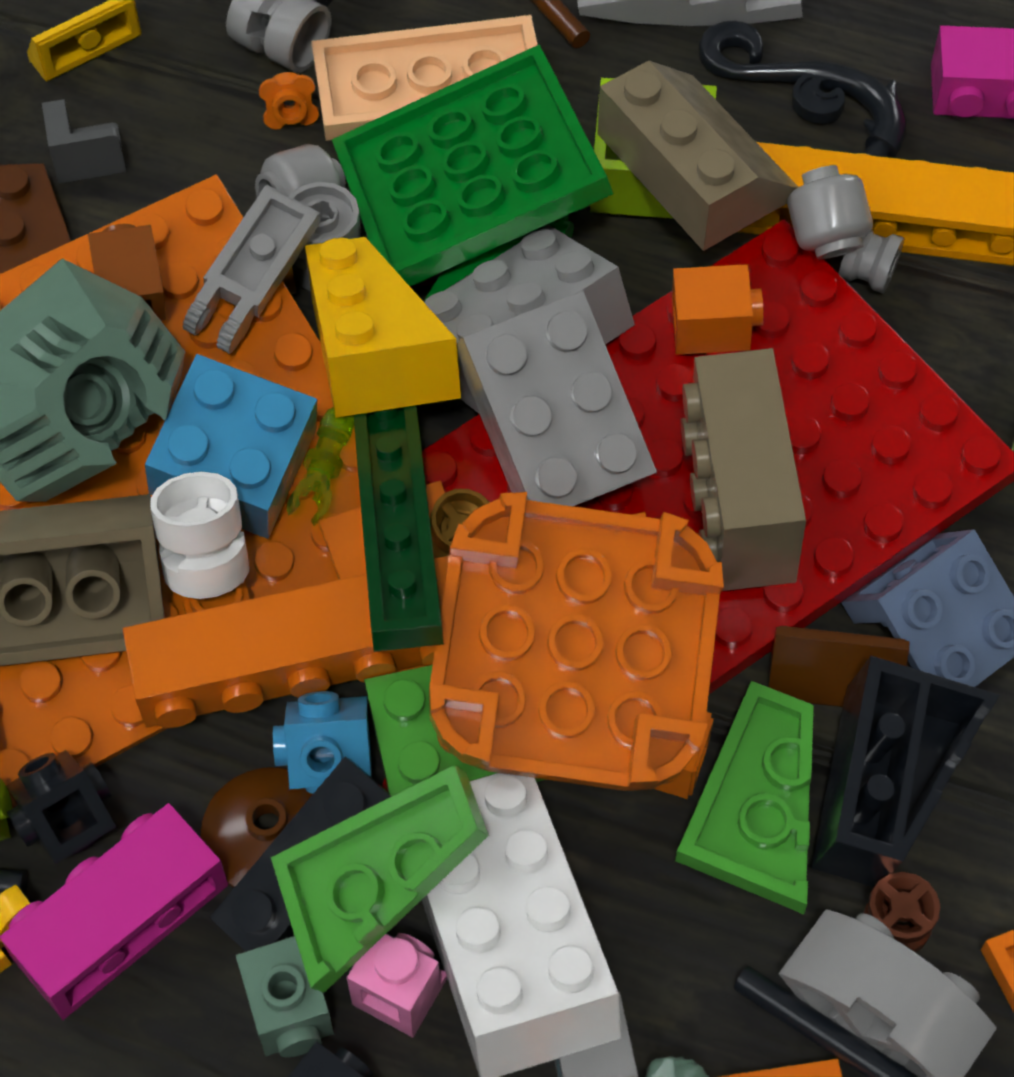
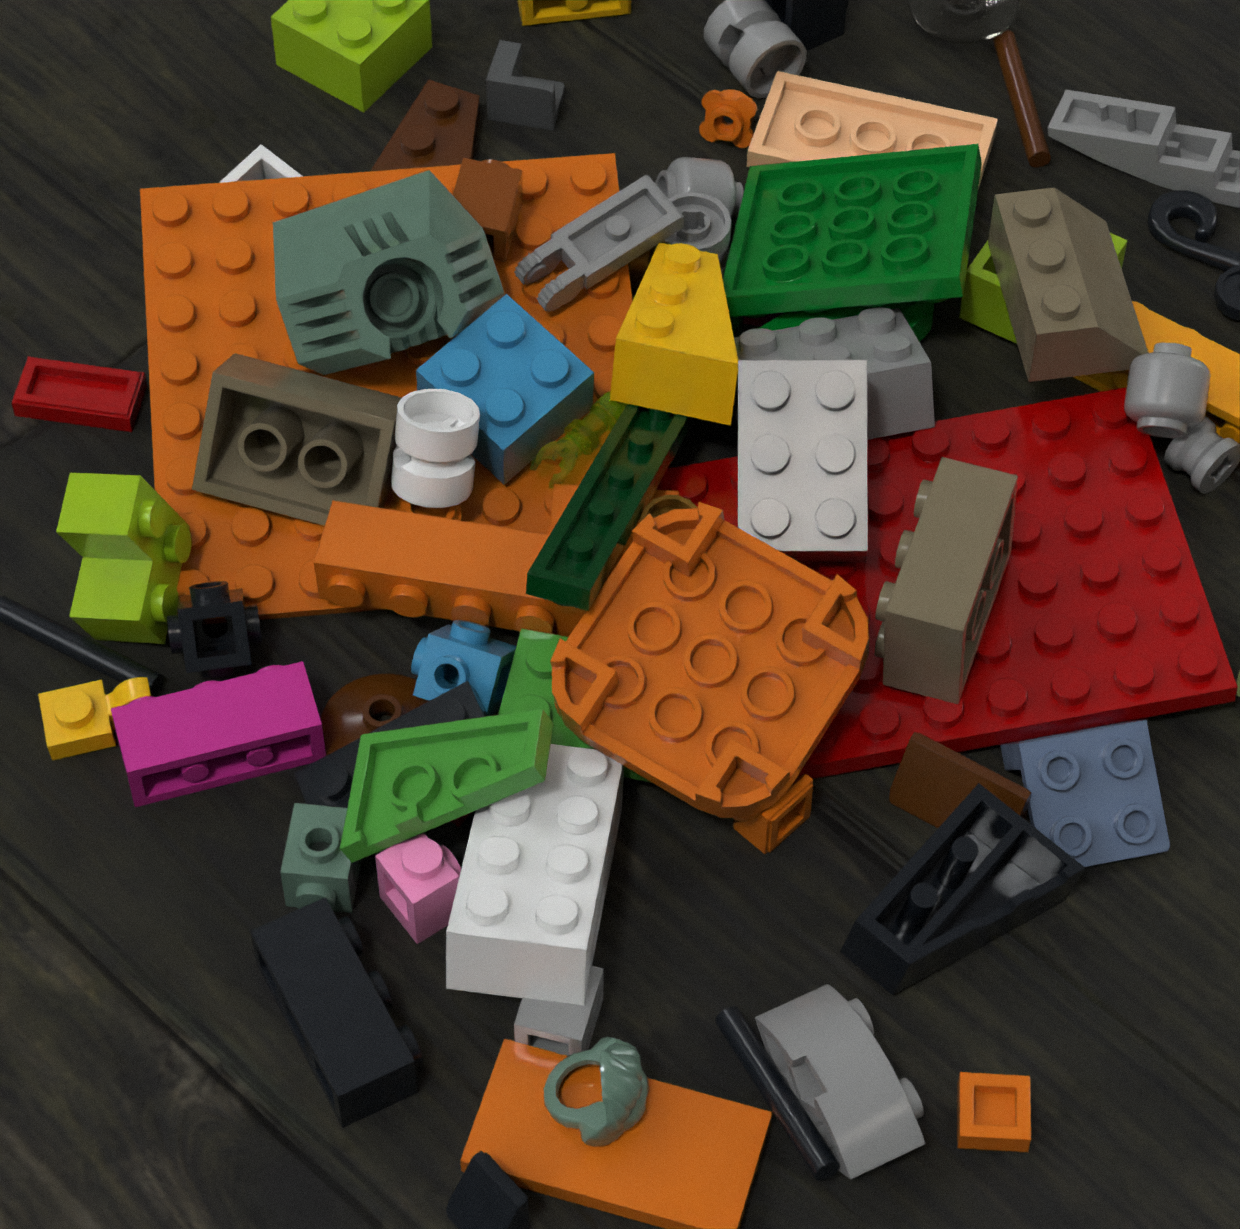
camera: 25 degrees right, 5 degrees down
(714, 309) = (1009, 434): orange brick -> none
(756, 802) = (822, 875): bright green wing -> none
(907, 899) = (906, 1006): copper wheel -> none

